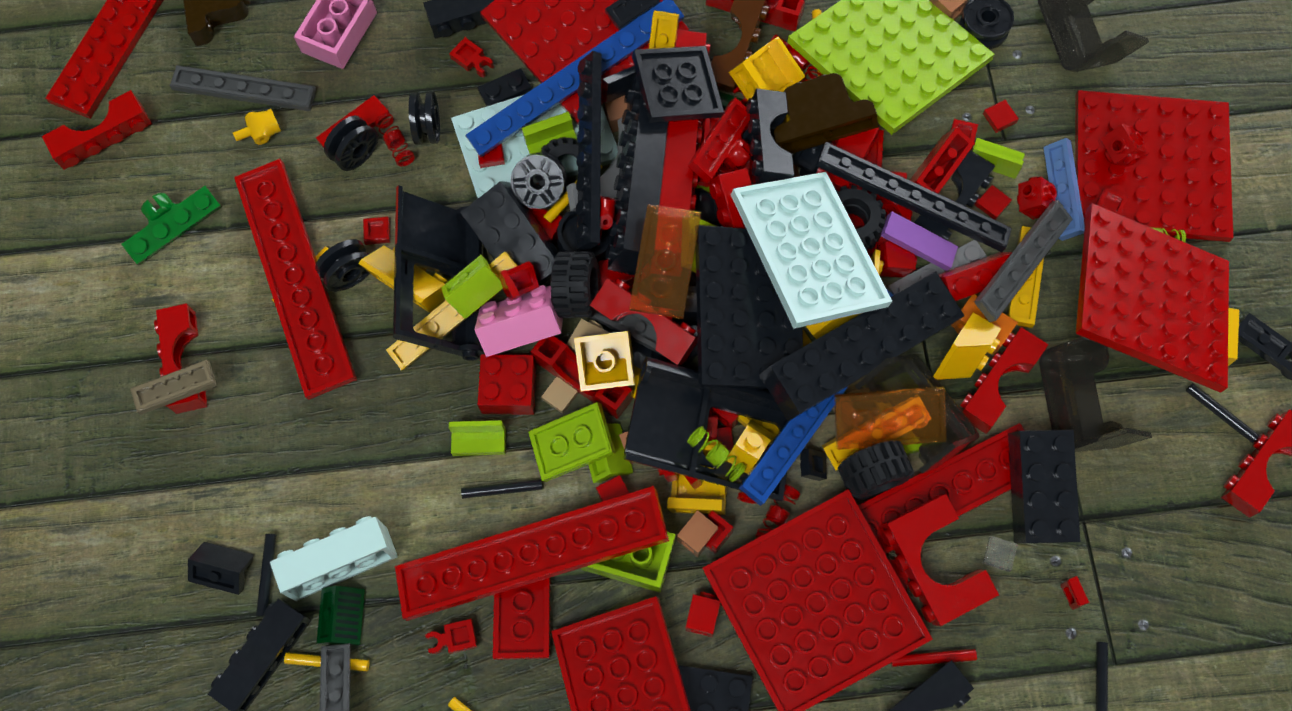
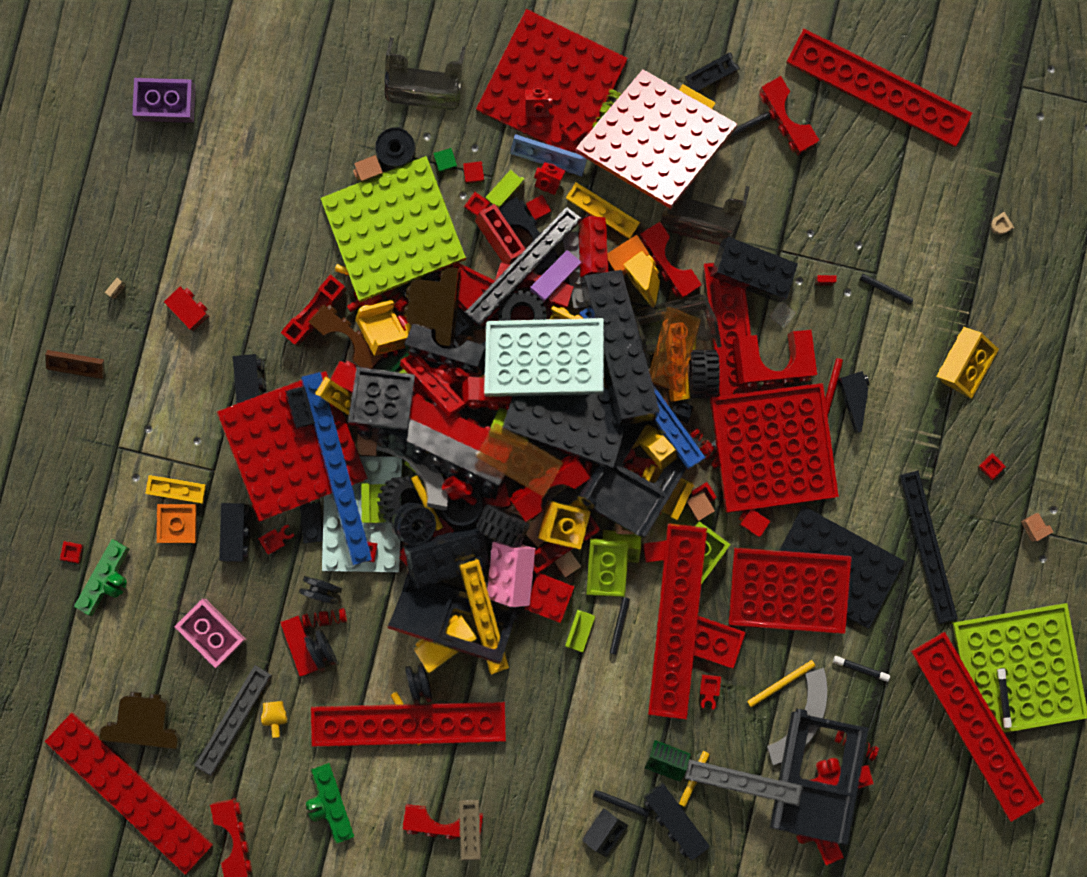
camera: 80 degrees left, 15 degrees up
(333, 558) = (632, 752): light aqua brick -> none
(376, 230) = (392, 653): red tile -> none
(471, 287) = (476, 598): lime panel -> none
(518, 280) = (486, 564): red tile -> none
(589, 152) = (407, 480): black plate -> none
(617, 84) = (351, 436): black tile -> none
(717, 454) = (660, 475): lime piece -> none
(999, 81) = (445, 160): none -> green tile
(1023, 261) = (597, 212): dark grey tile -> none

